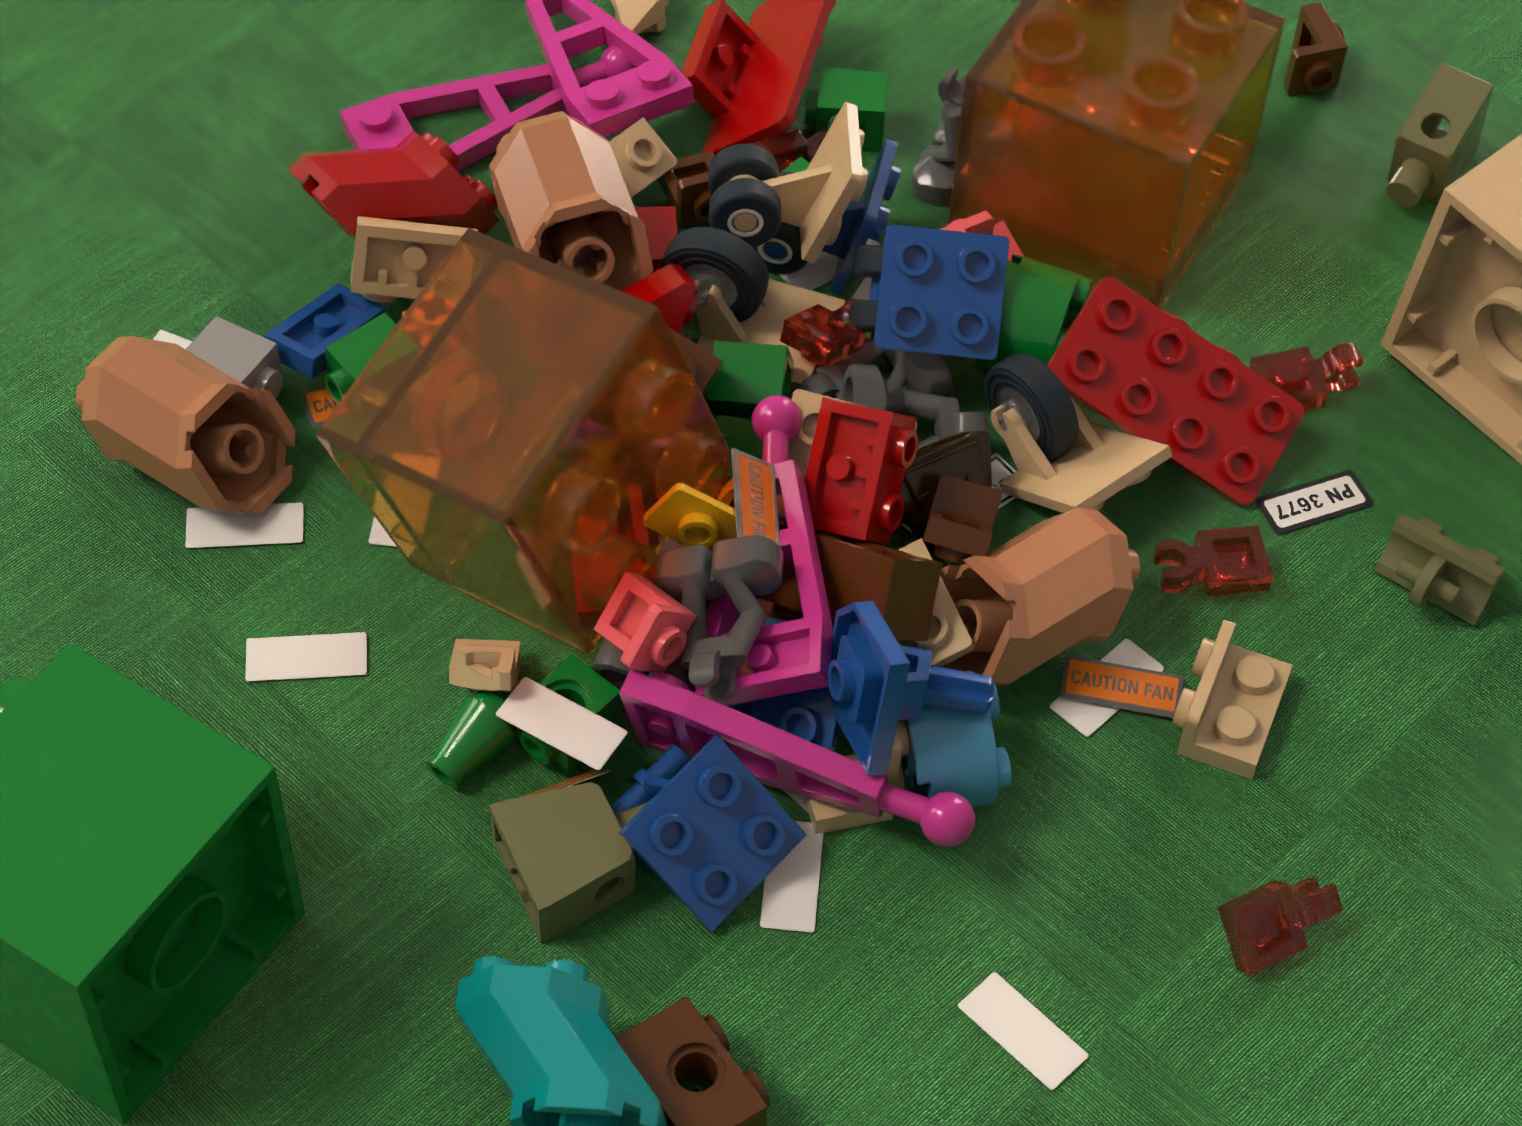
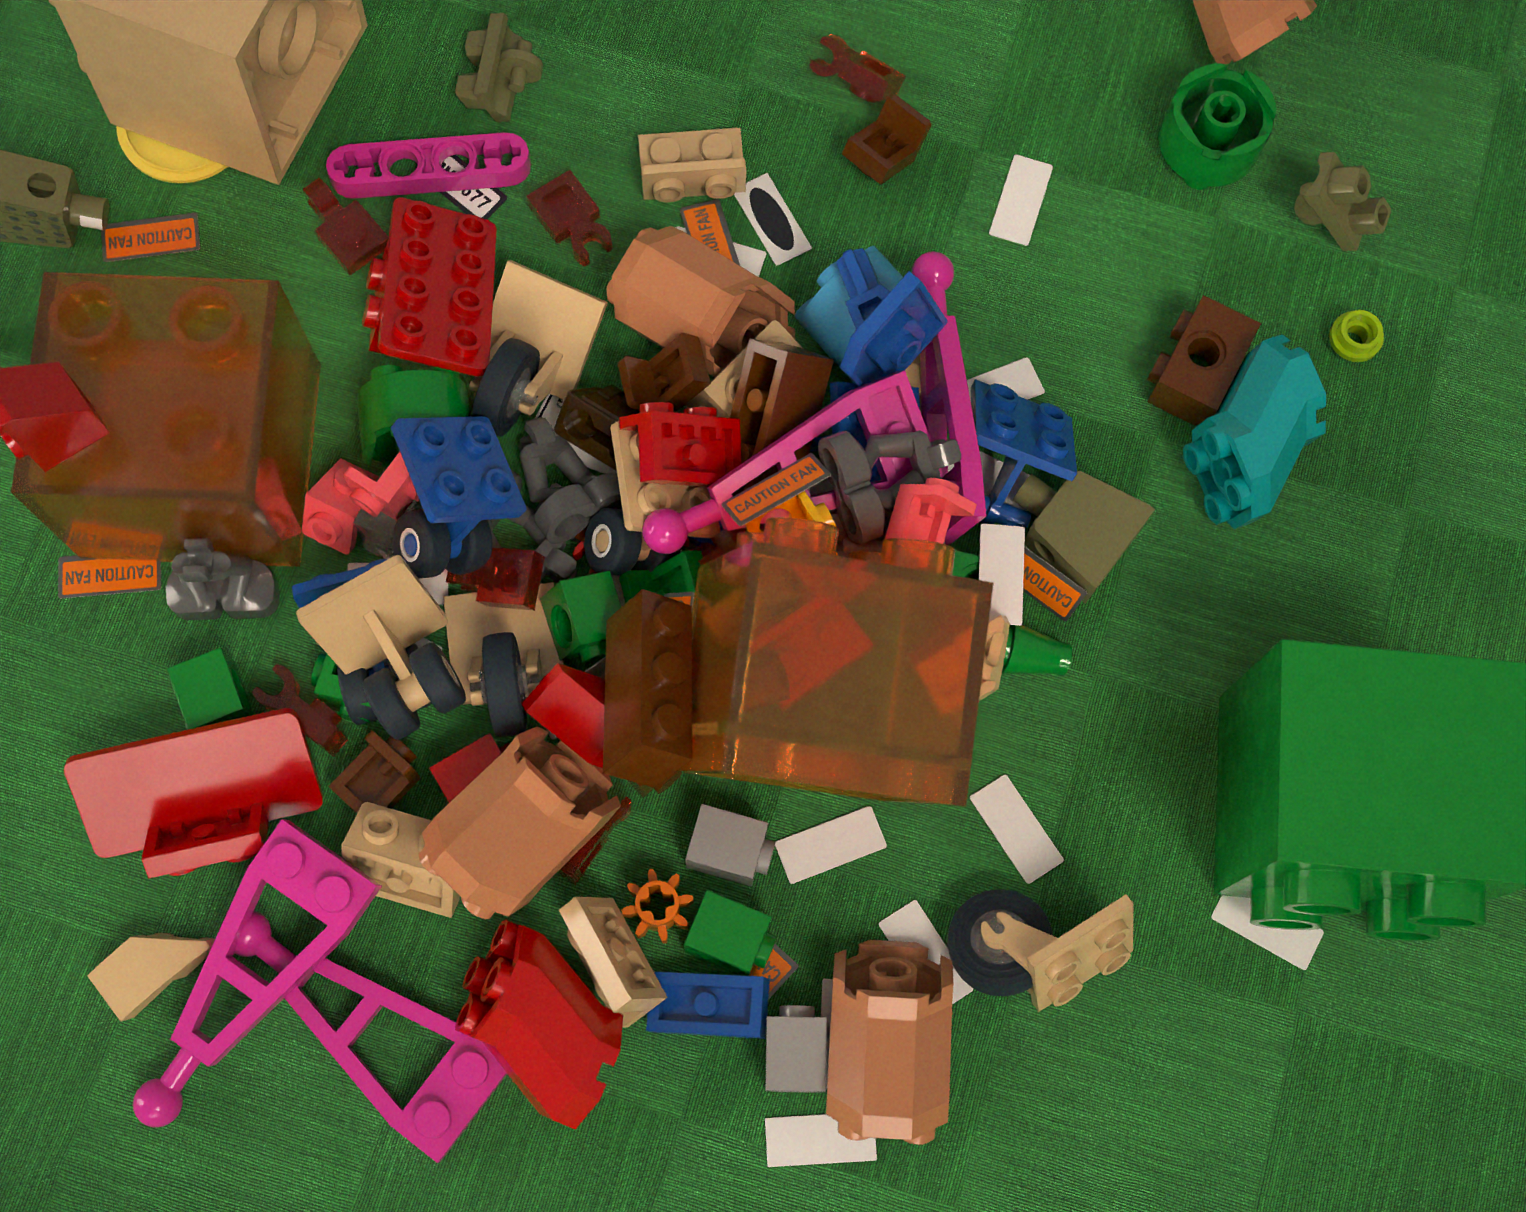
camera: 120 degrees left, 20 degrees up
(191, 561) = (1008, 947): none -> plate
(1126, 762) = (772, 220): none -> sticker
(1159, 896) = (889, 141): none -> reddish brown bracket
(1343, 472) = (429, 156): none -> dark pink beam
(1371, 239) = (150, 237): none -> sticker

